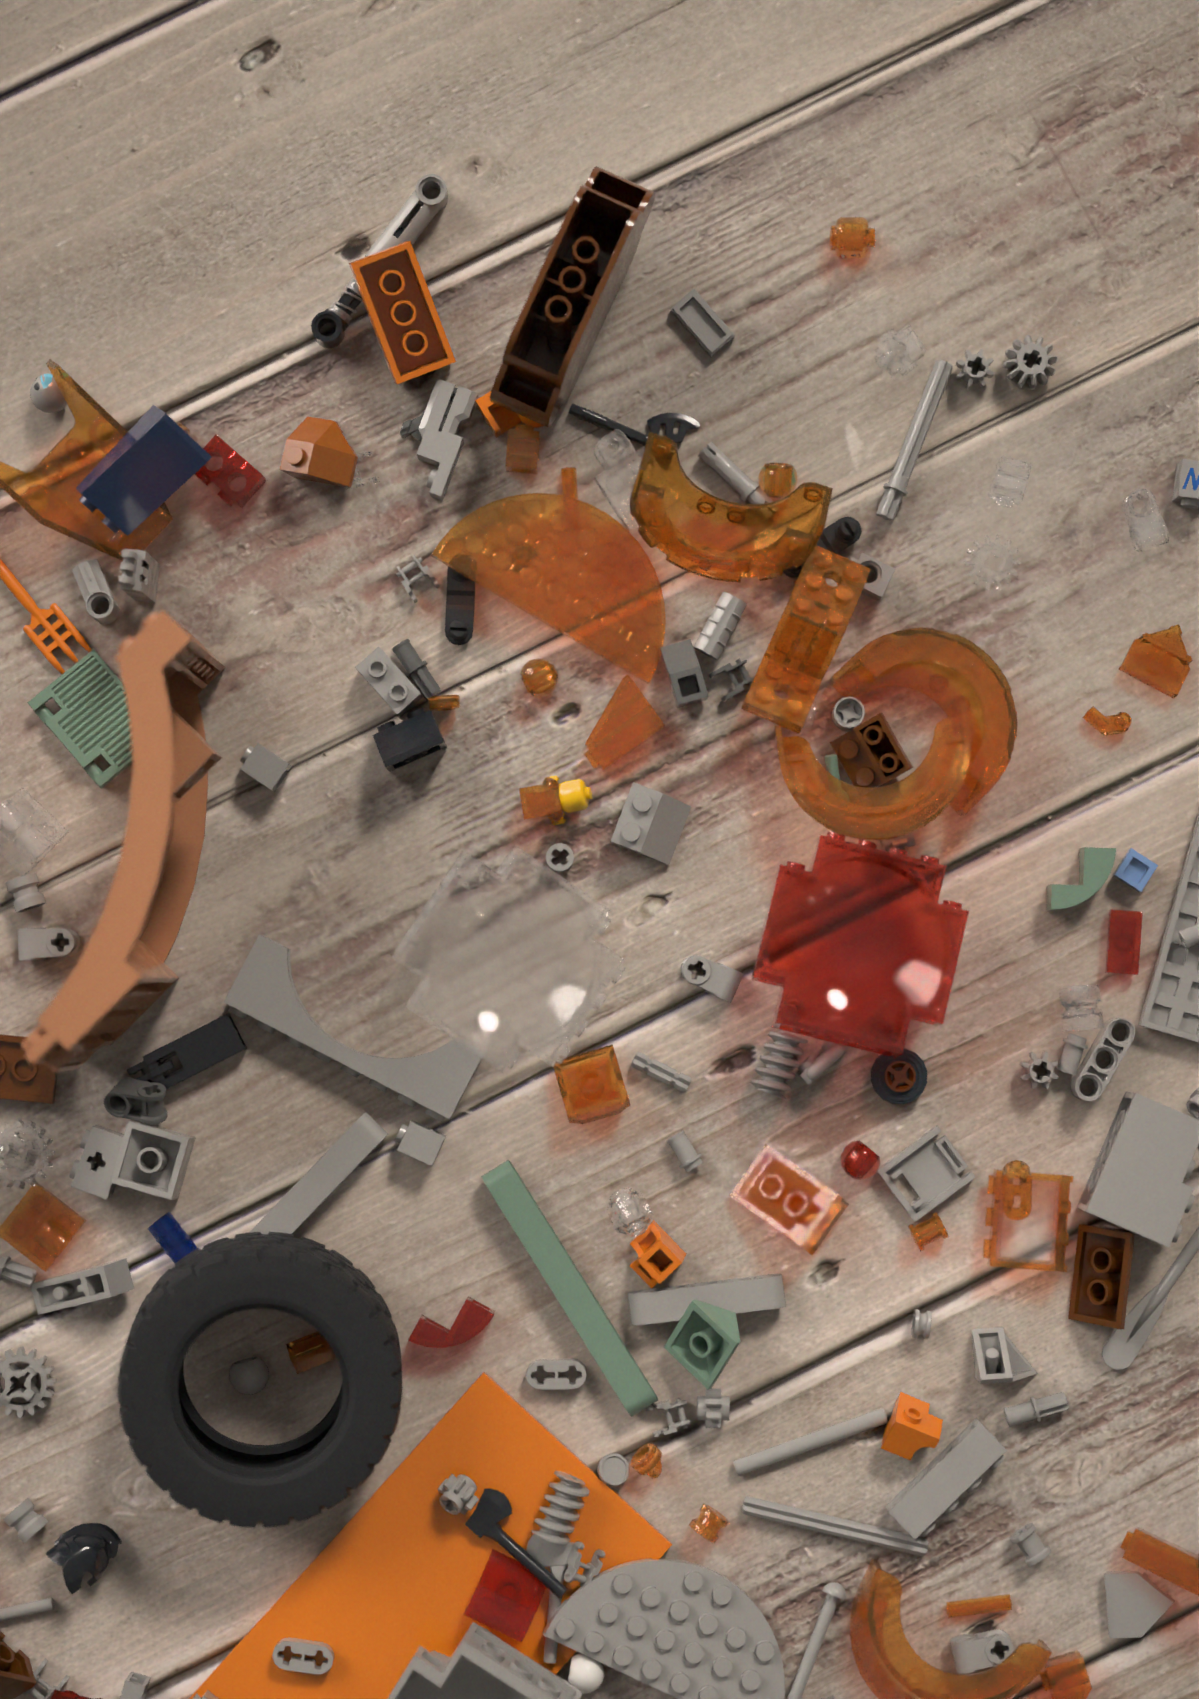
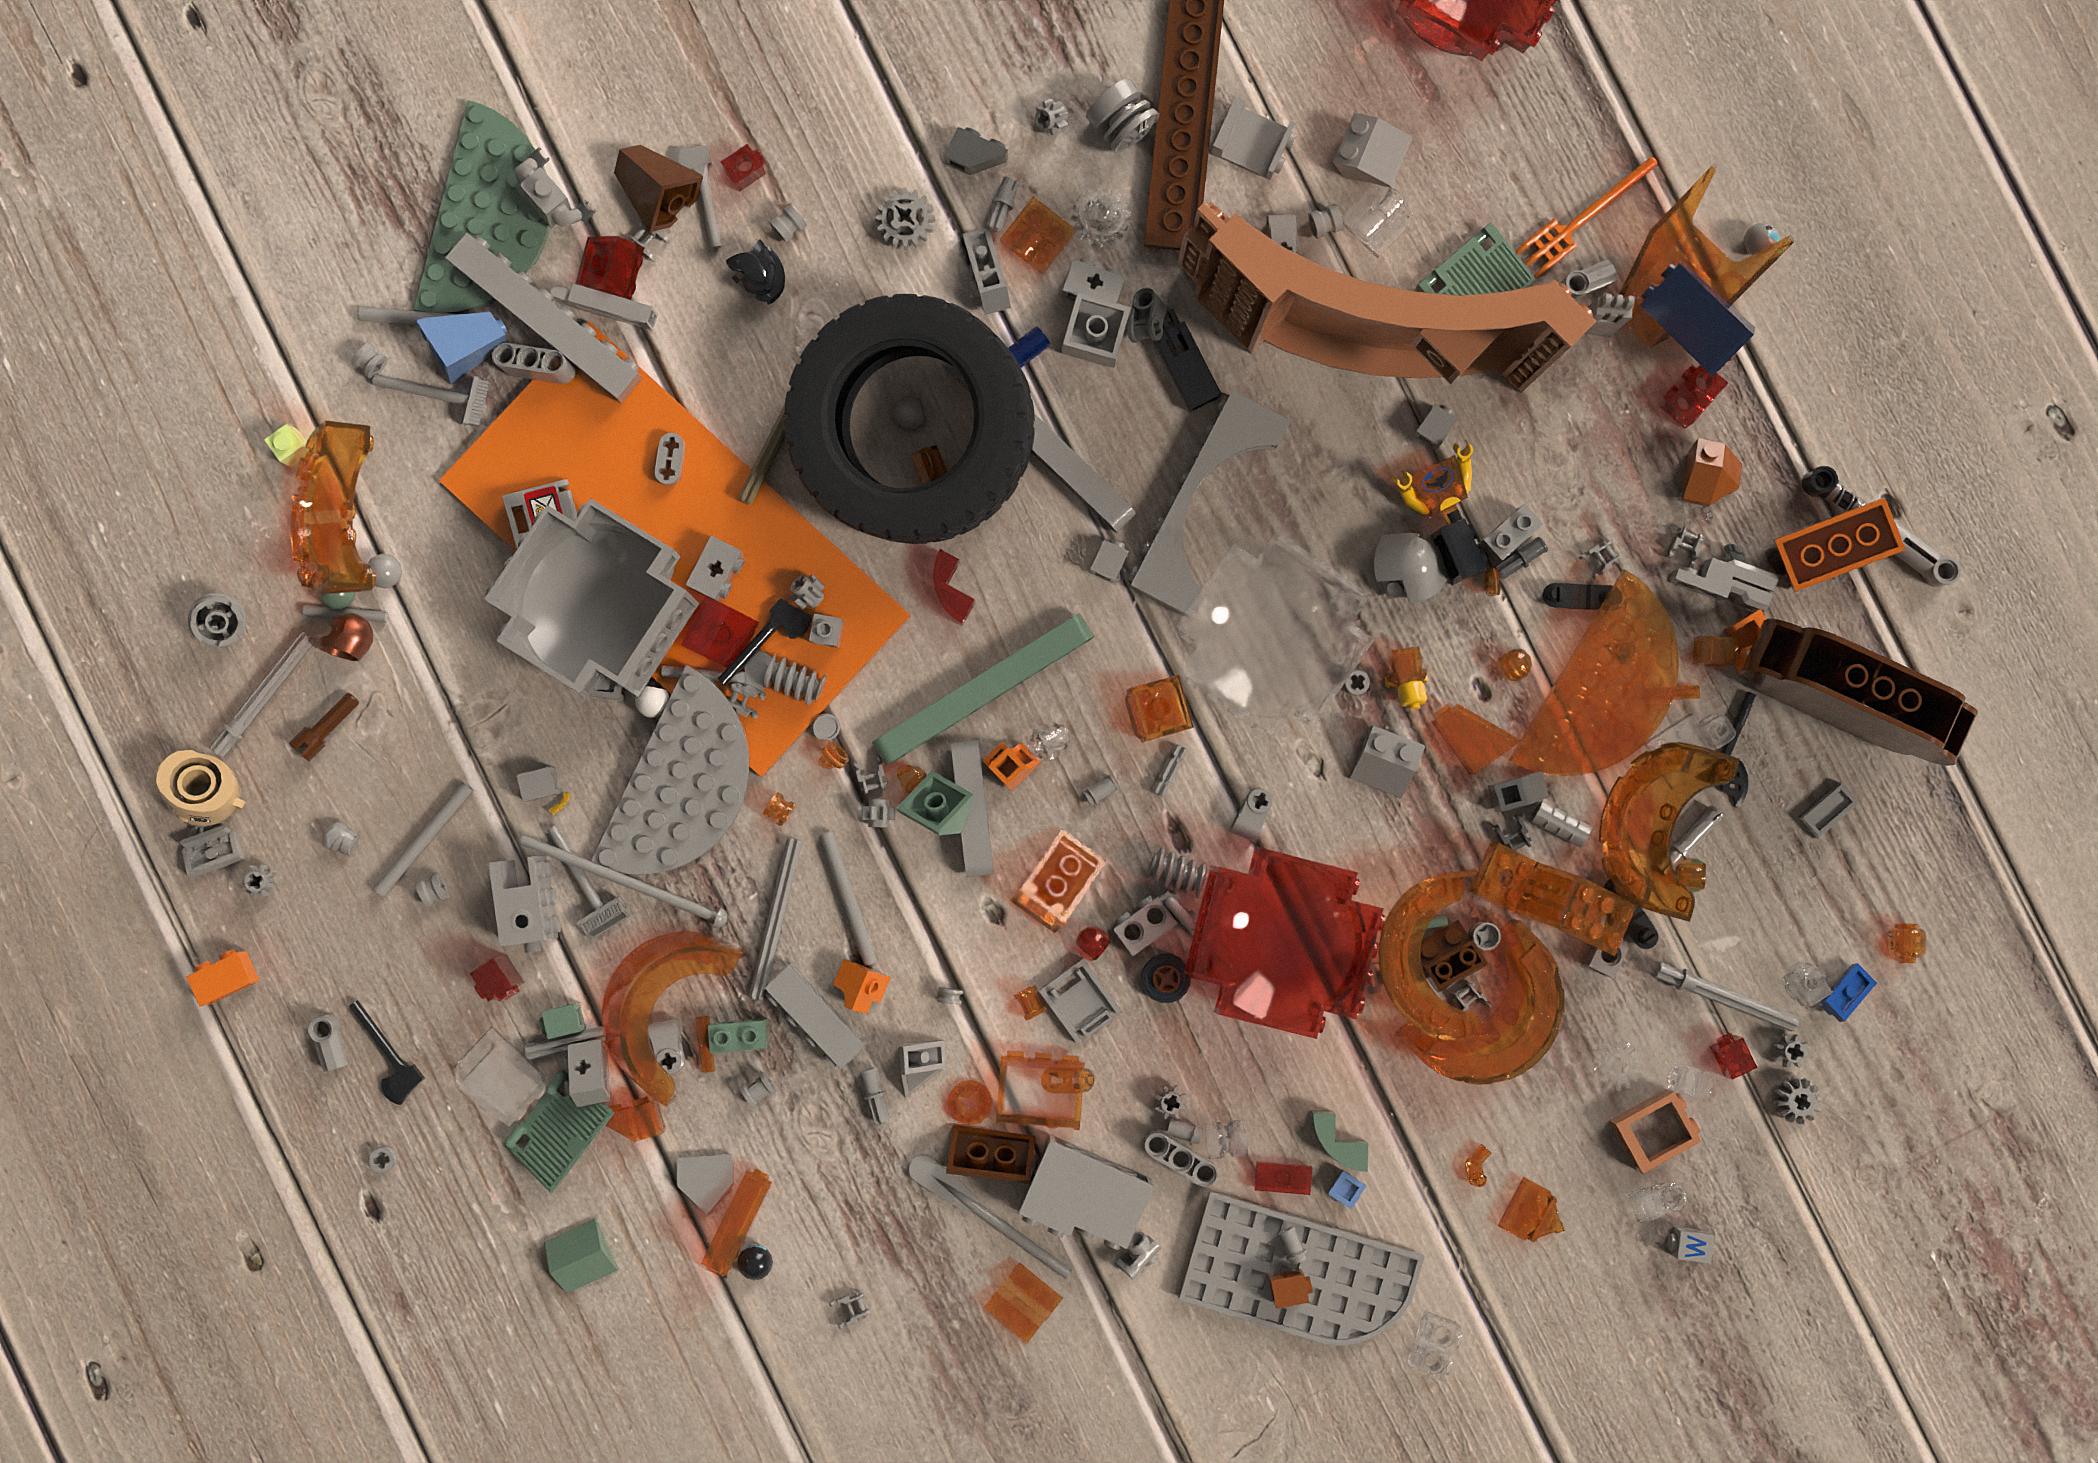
camera: 90 degrees right, 0 degrees up
(309, 1547) = (764, 461): none -> dark tan axle
(334, 763) = (1439, 486): none -> torso
(406, 470) = (1695, 549): none -> light grey piece
(428, 798) = (1409, 567): none -> light grey brick
(443, 1614) = (714, 554): none -> light grey brick
(503, 1471) = (827, 631): none -> light grey brick
(556, 1382) = (901, 677): light grey beam -> none
(674, 1371) = (911, 779): none -> clear orange tile
(845, 1096) = (1148, 931): none -> light grey brick
(908, 304) = (1848, 992): none -> blue plate
(917, 743) = (1470, 987): none -> light grey piece
(969, 1568) = (738, 1035): none -> sand green brick
(981, 434) = (1733, 1056): none -> clear red brick
(1039, 1285) = (982, 1100): none -> clear orange gear
(1056, 559) = (1631, 1145): none -> nougat window

